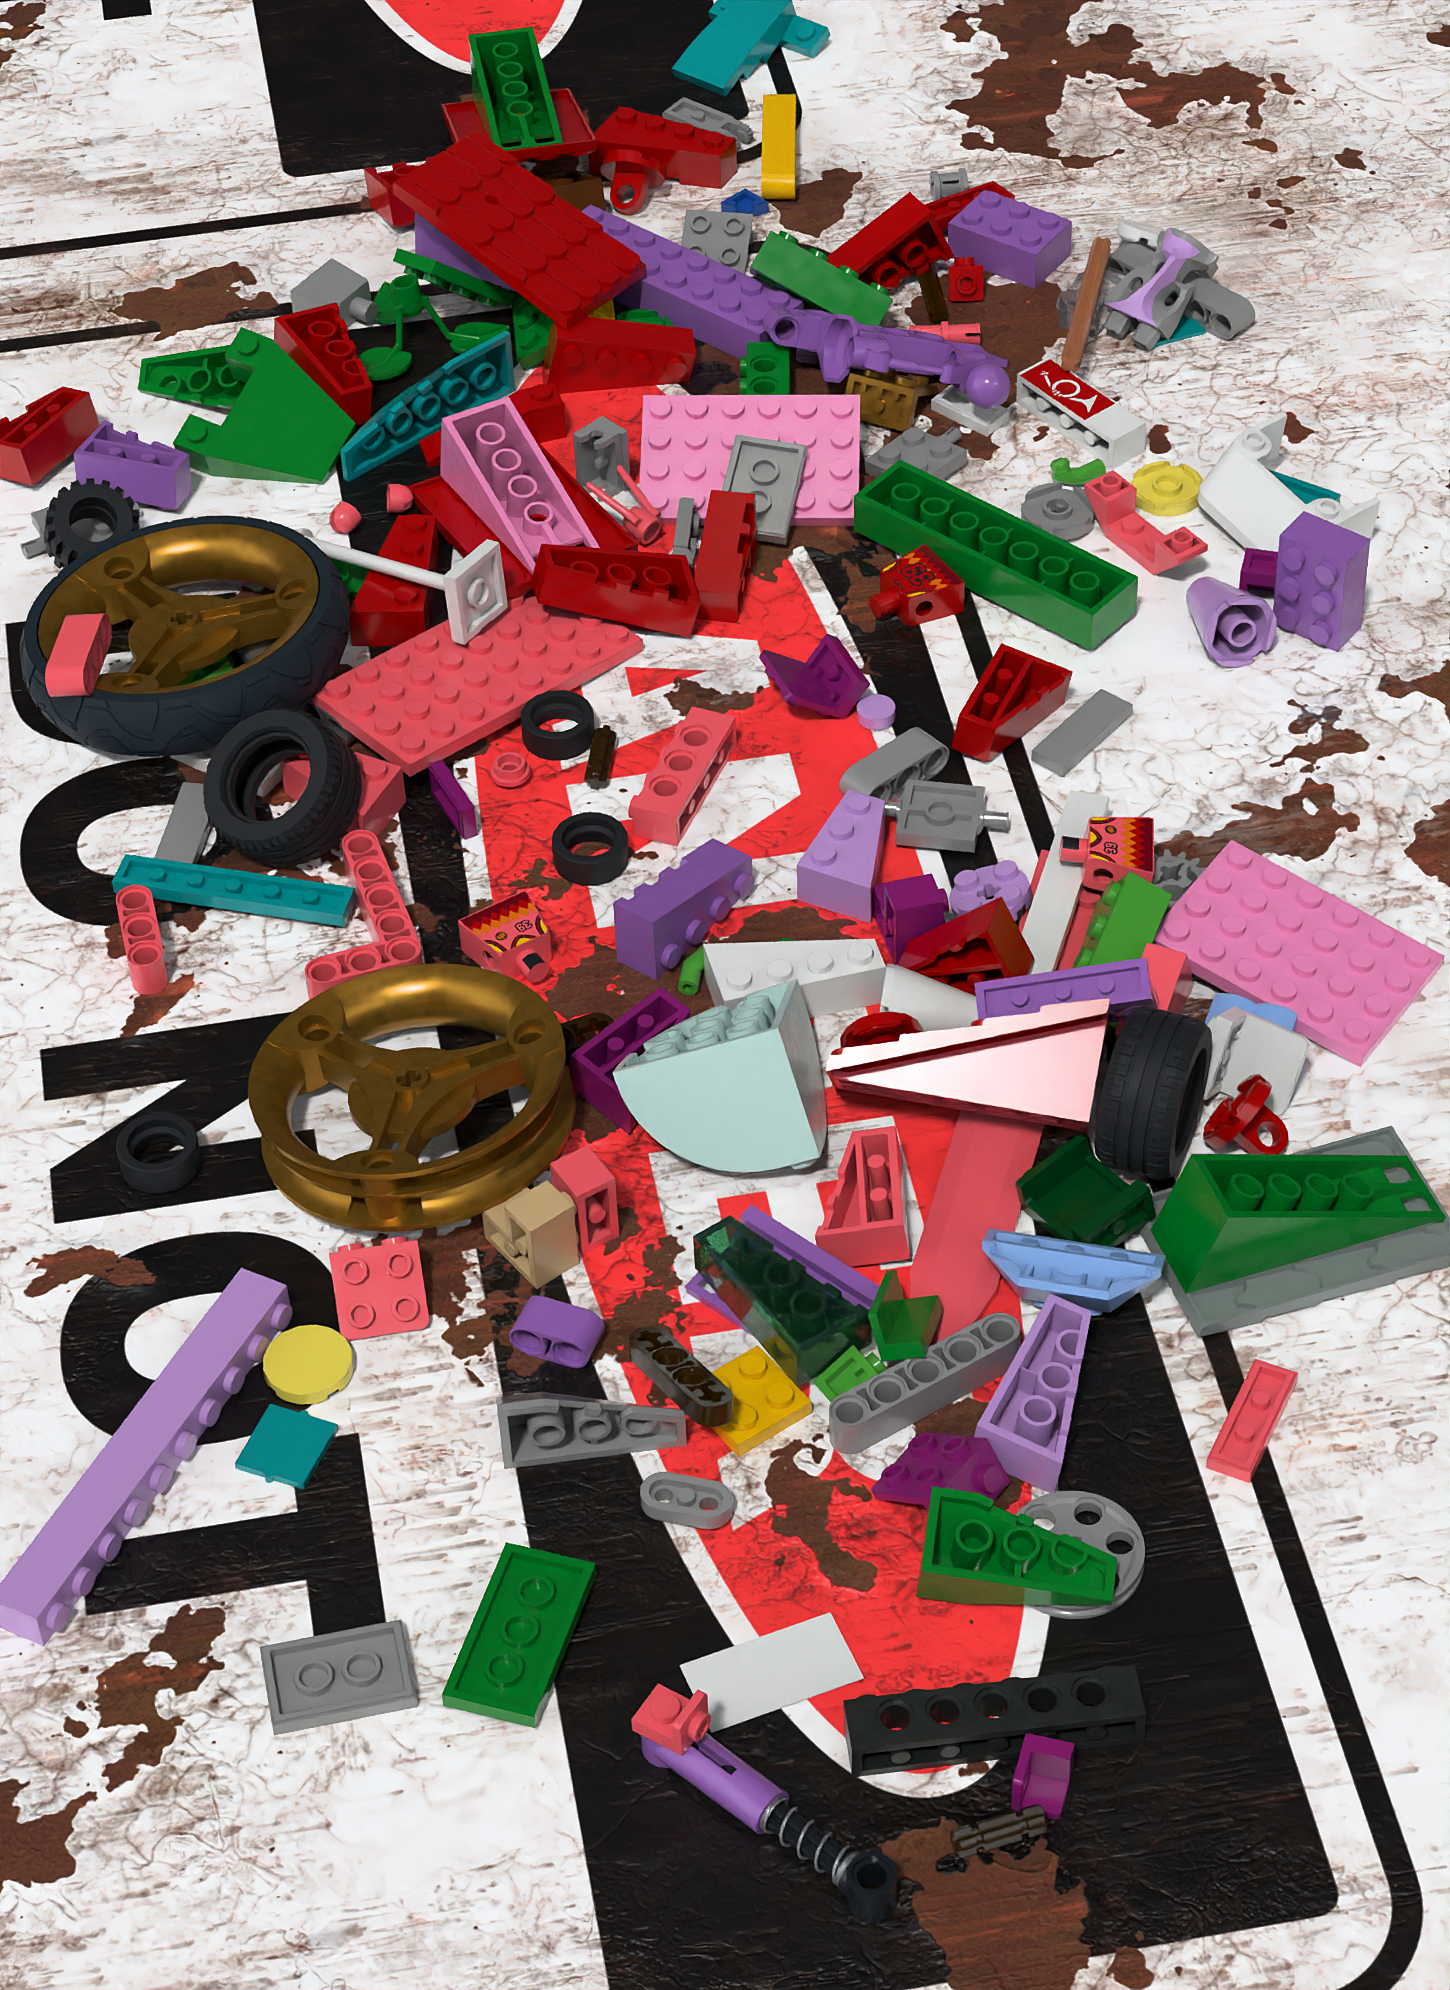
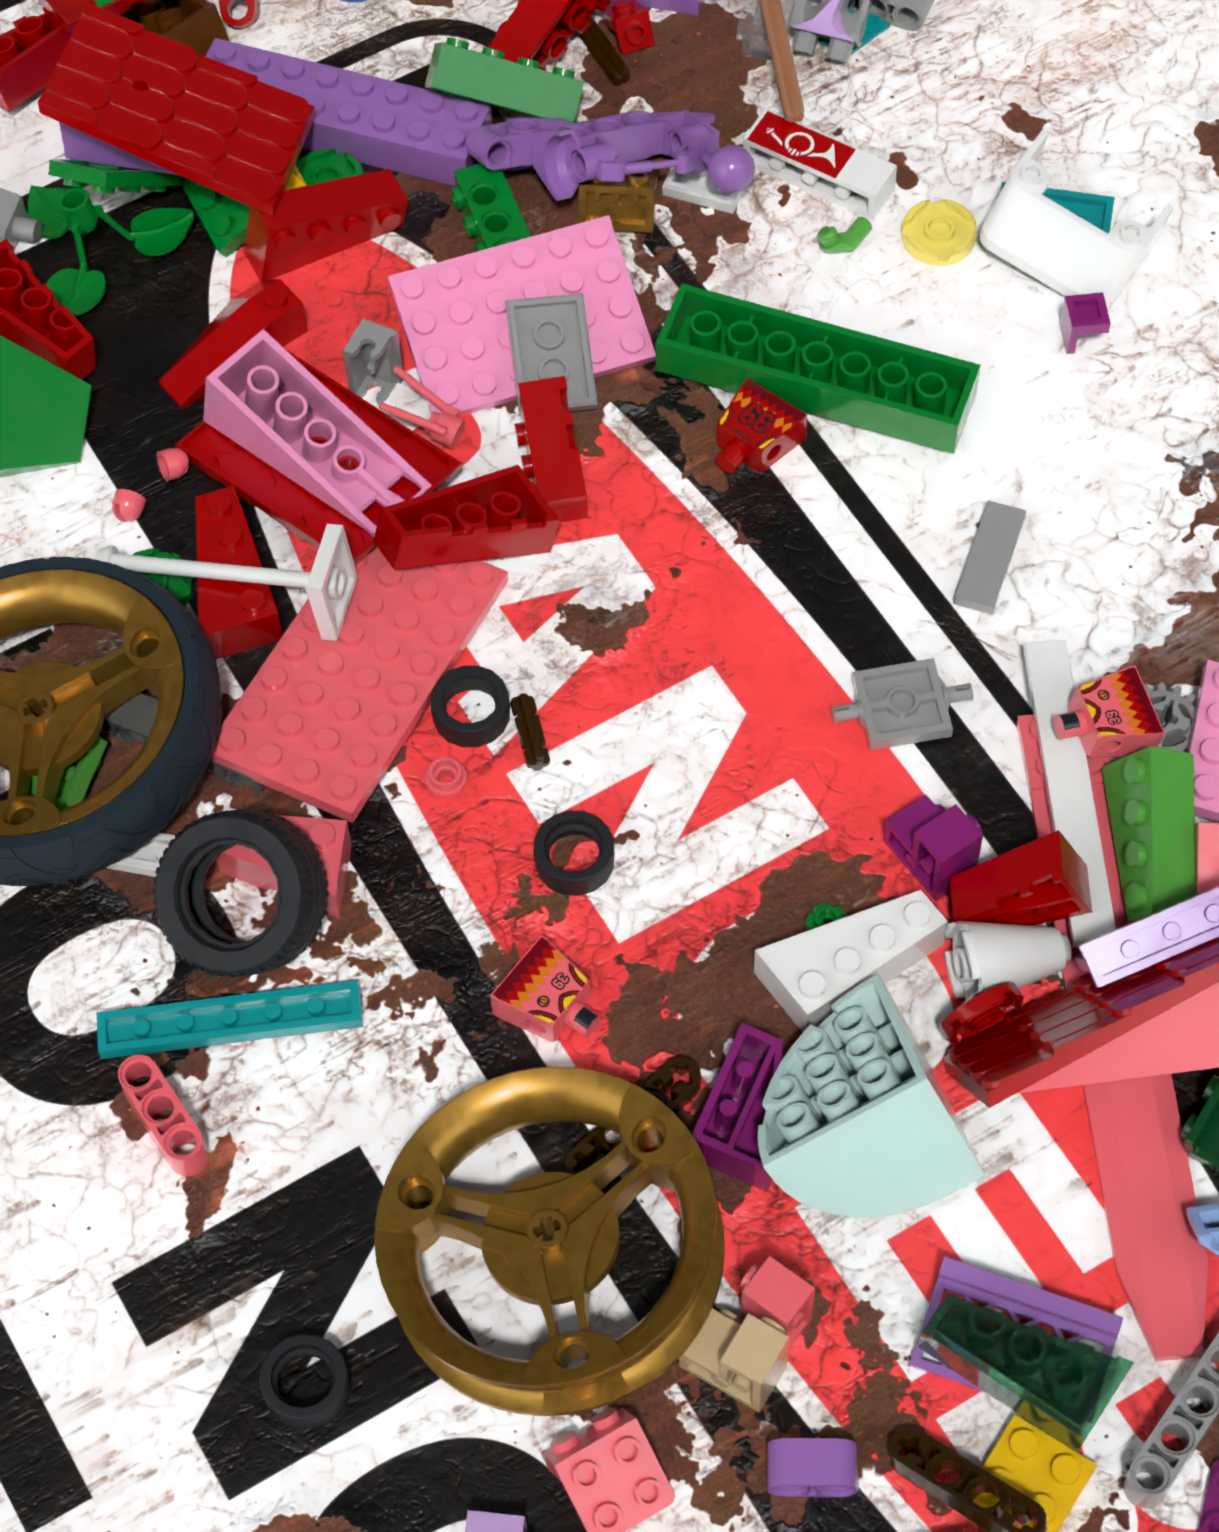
camera: 20 degrees left, 15 degrees up
(186, 827) = (141, 950): light grey tile -> none
(384, 914) = (404, 1017): coral beam -> none
(453, 799) = (407, 835): magenta tile -> none
(459, 385) = (158, 333): teal wedge -> none
(680, 907) = (703, 900): medium lavender wedge -> none
(683, 776) = (630, 791): coral brick -> none
(686, 526) = (496, 442): light grey hinge -> none
(691, 972) = (741, 965): bright green arm -> none
(719, 236) = (358, 41): light grey hinge -> none
(825, 682) = (713, 574): magenta bracket -> none
(845, 858) = (841, 792): lavender wedge -> none
(847, 1372) = (1126, 1426): bright green bracket -> none
(868, 1206) = (1054, 1210): coral wedge -> none
(876, 712) = (779, 591): lavender tile -> none
(885, 771) = (832, 662): light grey beam -> none
(902, 1325) = (1157, 1349): green panel -> none
(929, 453) = (676, 260): light grey plate -> none
(952, 332) = (641, 99): coral pin -> none
(995, 880) = (994, 768): lavender plate -> none
(1009, 702) = (908, 548): red wedge -> none
(1073, 510) = (843, 310): light grey plate -> none
(1115, 506) = (904, 272): coral slope -> none
(1230, 621) = (1077, 383): lavender cone -> none
(1321, 580) = (1159, 321): medium lavender brick -> none

